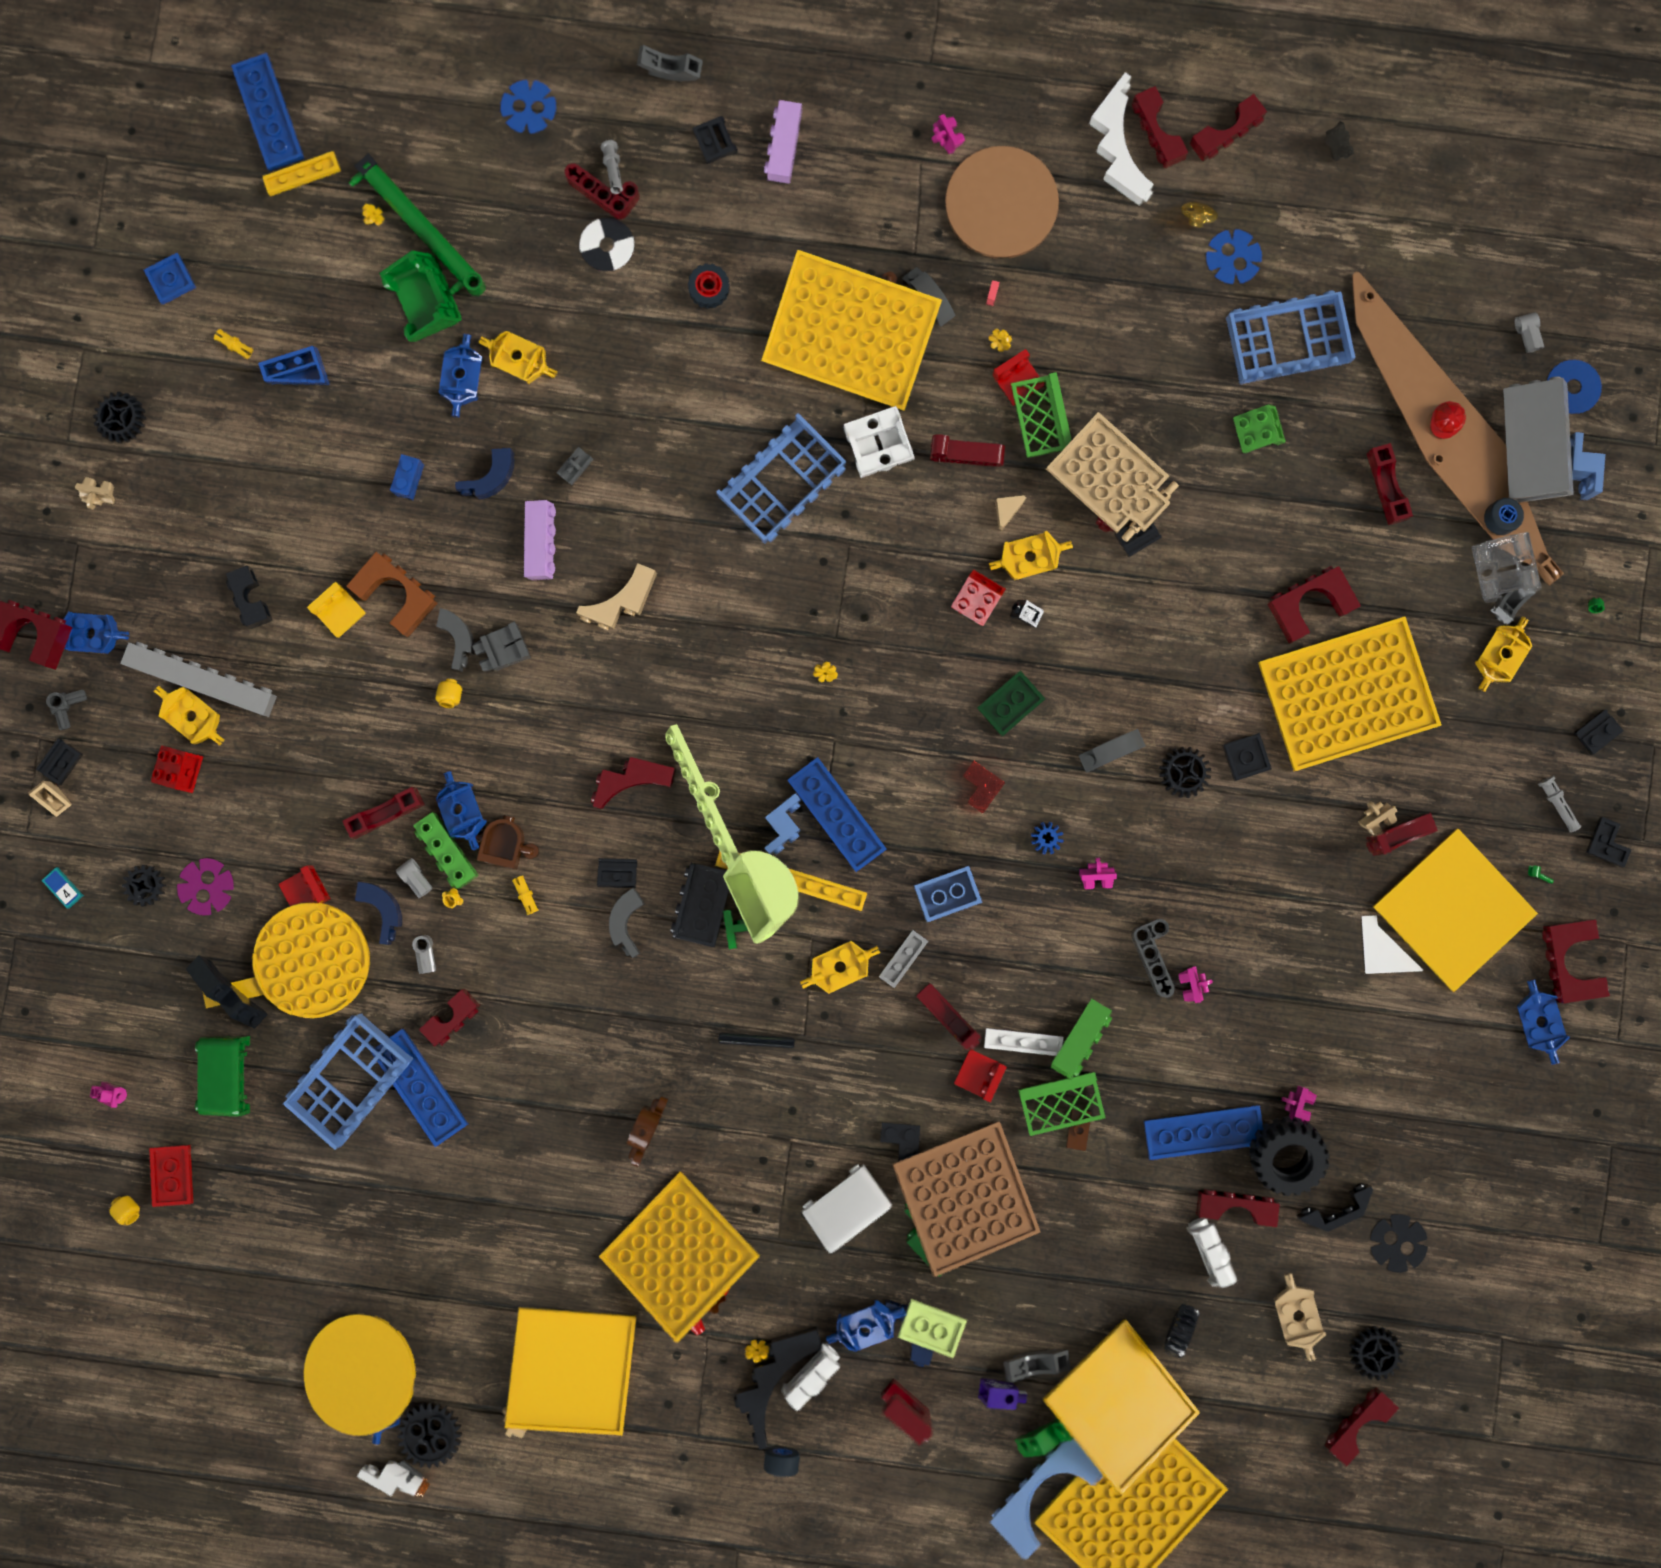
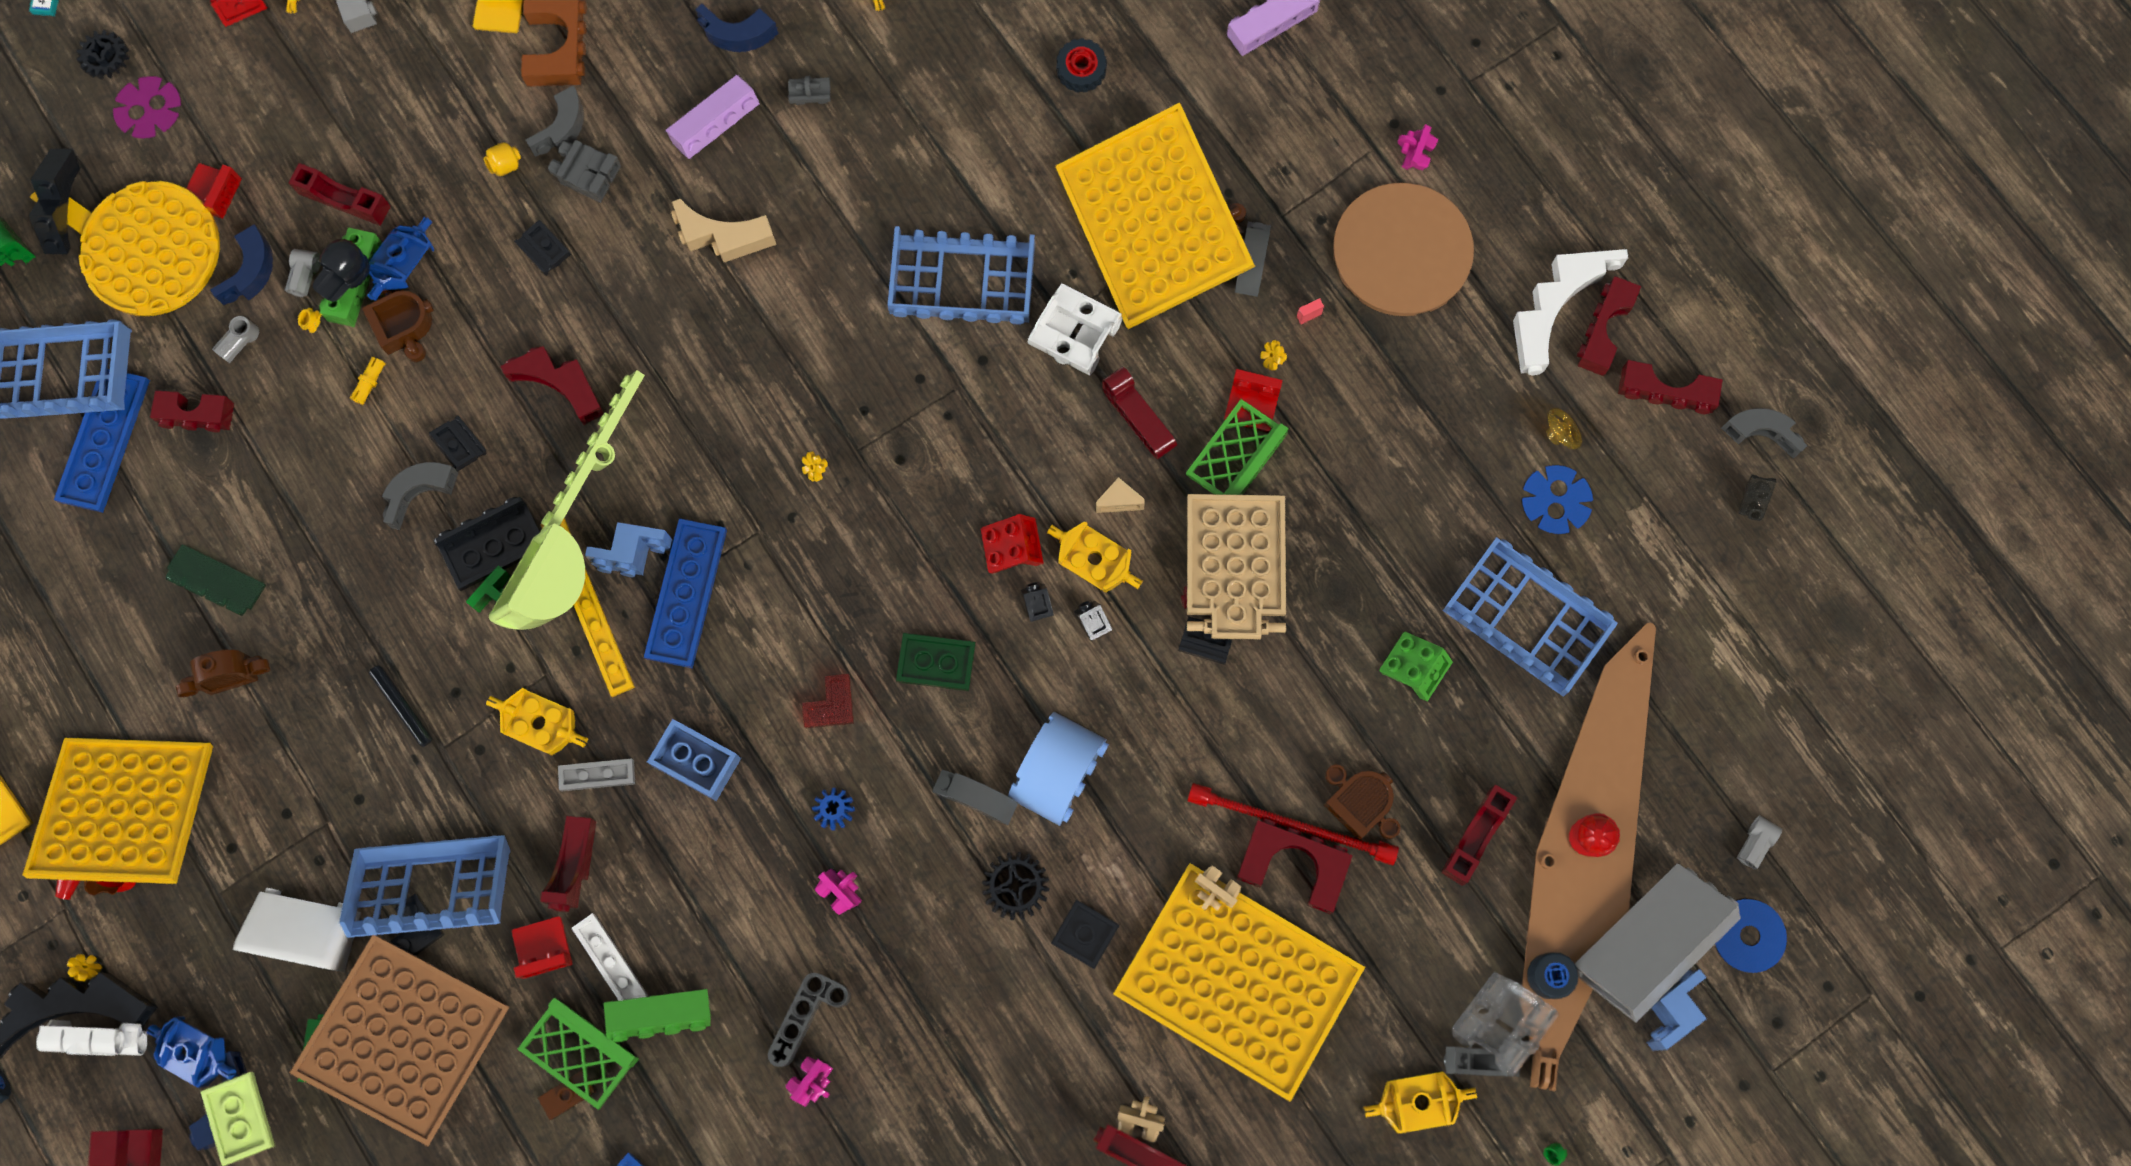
camera: 45 degrees right, 10 degrees down
(444, 851) = (342, 269): none -> black piece
(531, 717) = (542, 247): none -> black plate
(575, 1086) = (214, 580): none -> clear green windscreen
(864, 1095) = (418, 854): none -> medium blue window
(1066, 590) = (1093, 619): none -> bracket
(1139, 687) = (1056, 768): none -> light blue cylinder
(1299, 656) = (1226, 895): none -> tan hips
(1301, 92) = (1768, 424): none -> dark grey arch
(1312, 532) = (1362, 802): none -> reddish brown piece
(1348, 547) = (1382, 851): none -> red hose

